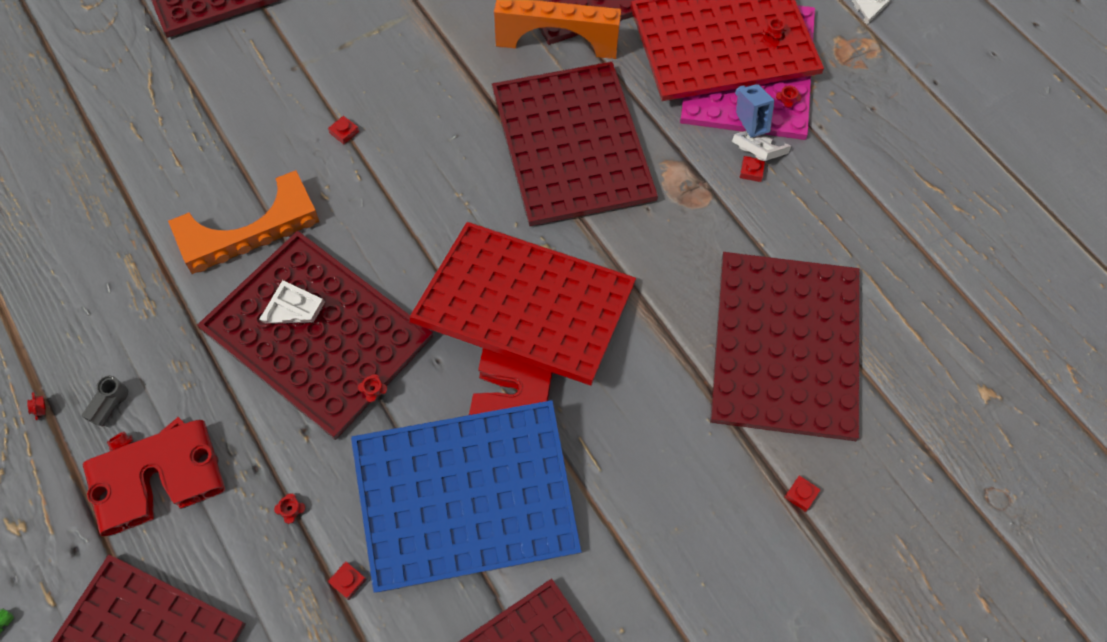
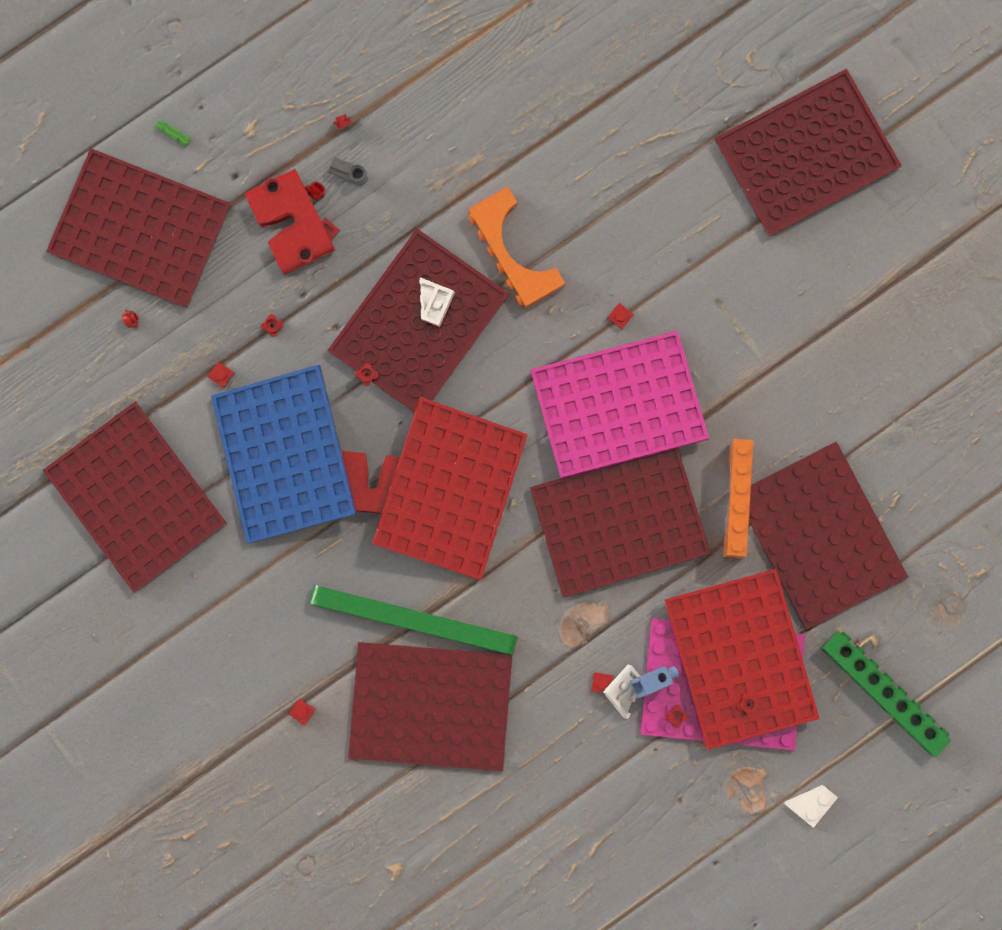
camera: 85 degrees right, 20 degrees up
(443, 133) = (619, 404): none -> dark pink plate
(681, 361) = (413, 620): none -> green beam

